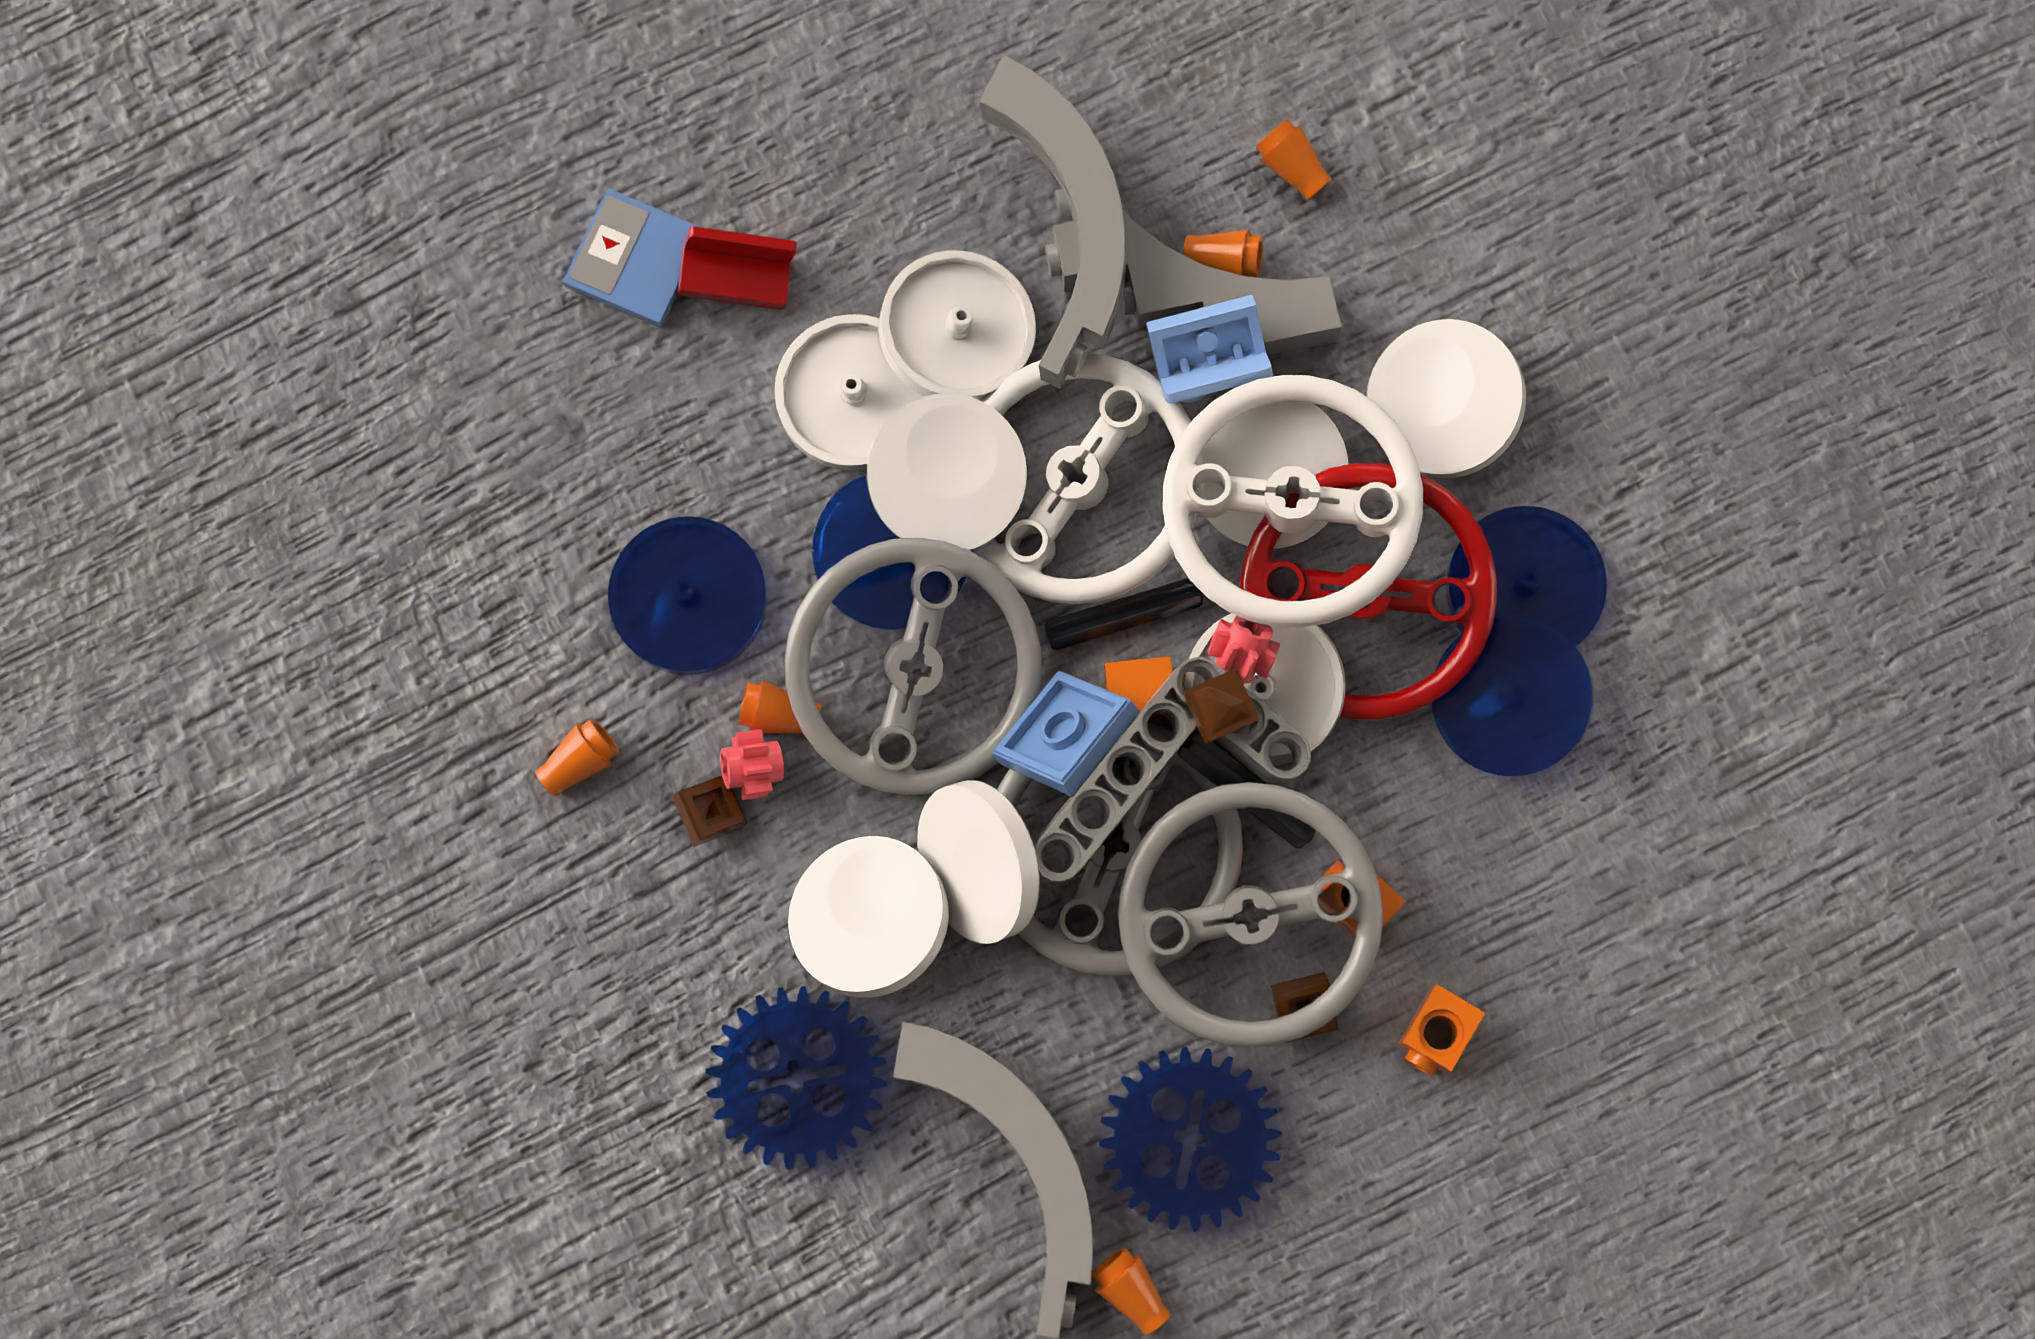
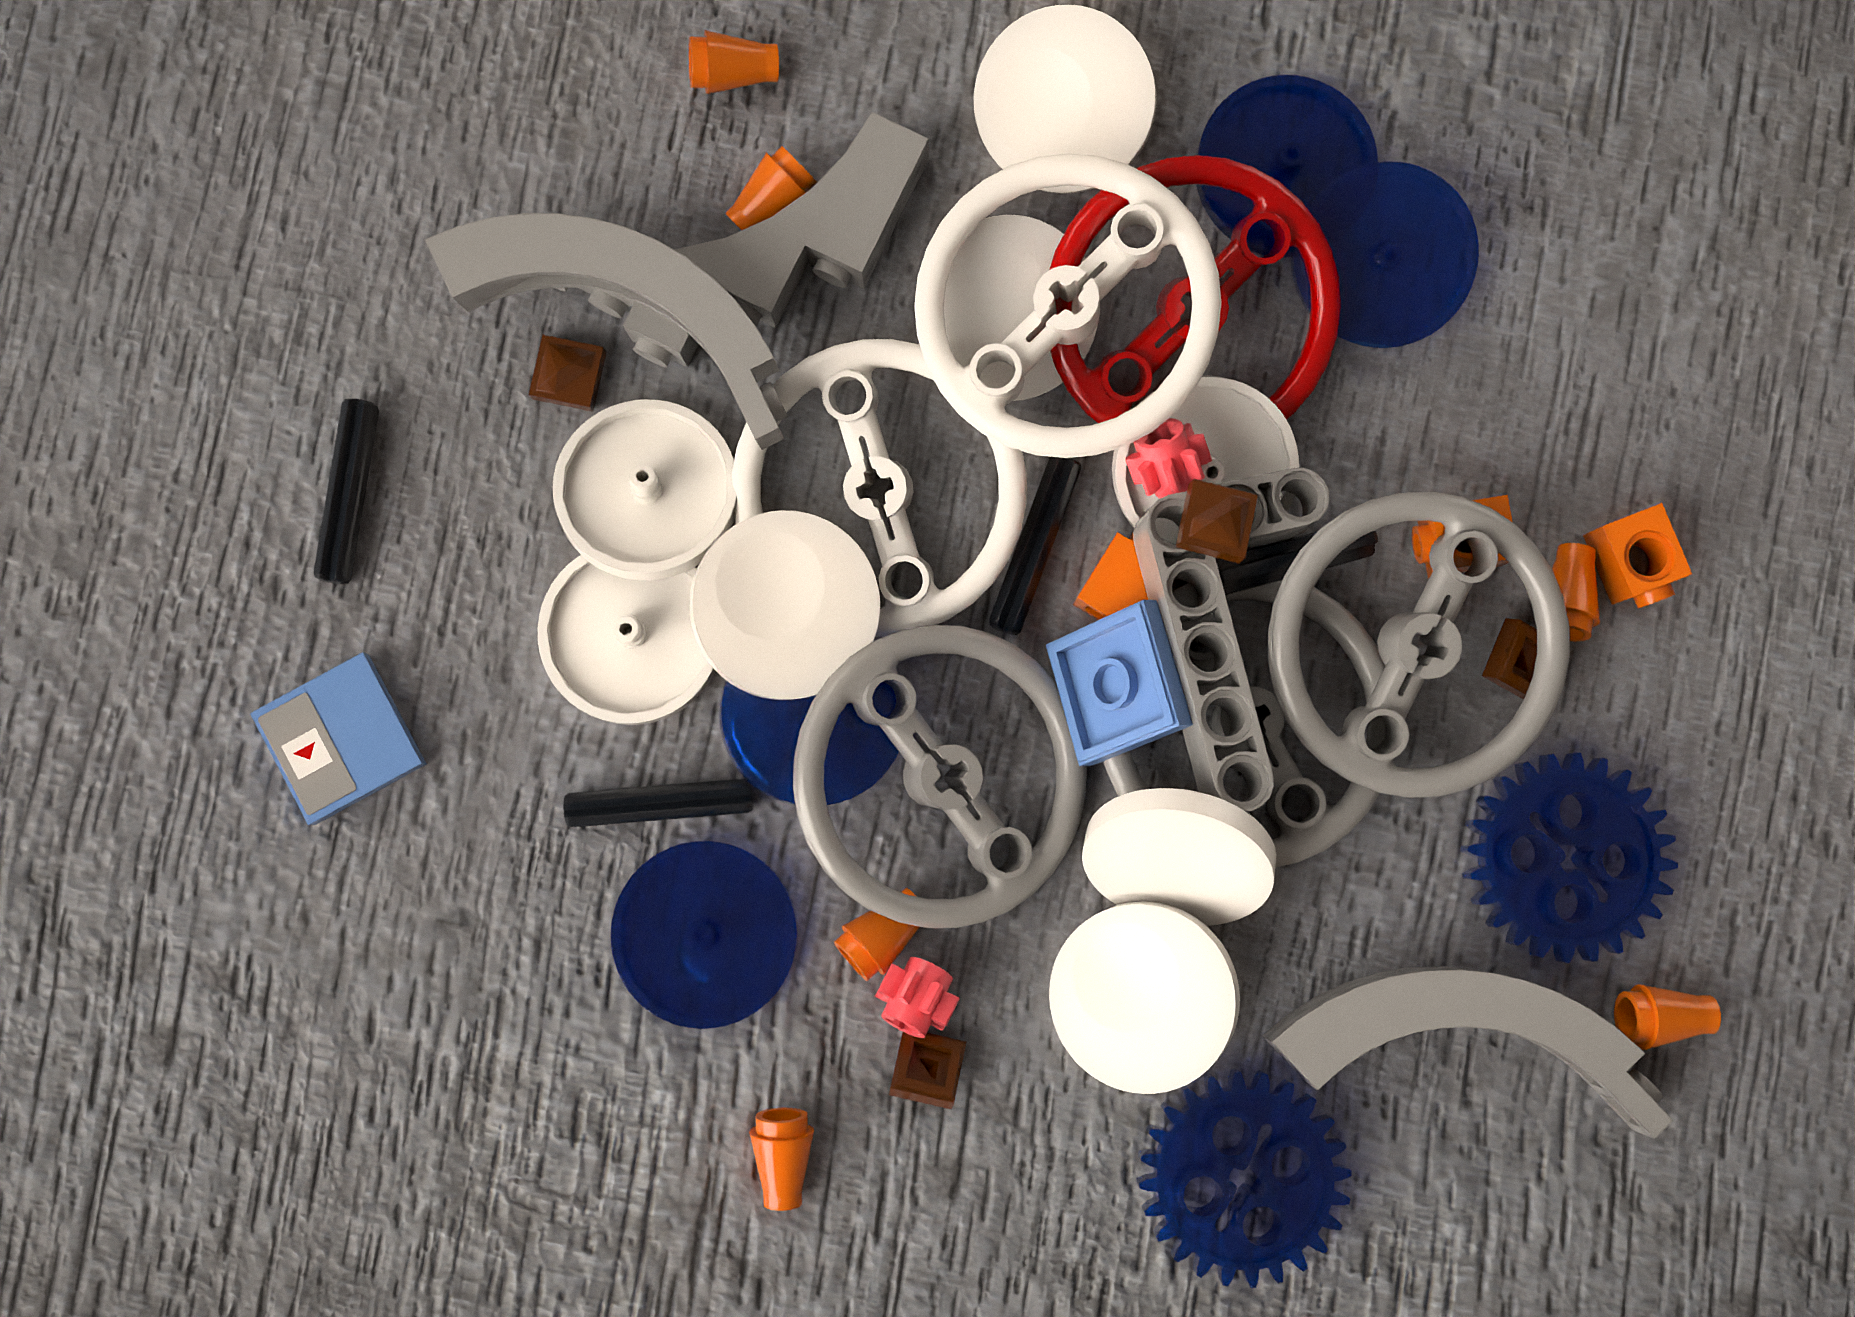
camera: 55 degrees left, 5 degrees up
(735, 267) = (426, 651): red panel -> none
(752, 497) = (658, 802): none -> black axle
(803, 135) = (346, 491): none -> black axle
(996, 216) = (567, 373): none -> reddish brown tile
(1209, 349) = (861, 272): light blue bracket -> none
(1379, 1005) = (1578, 583): none -> orange cone

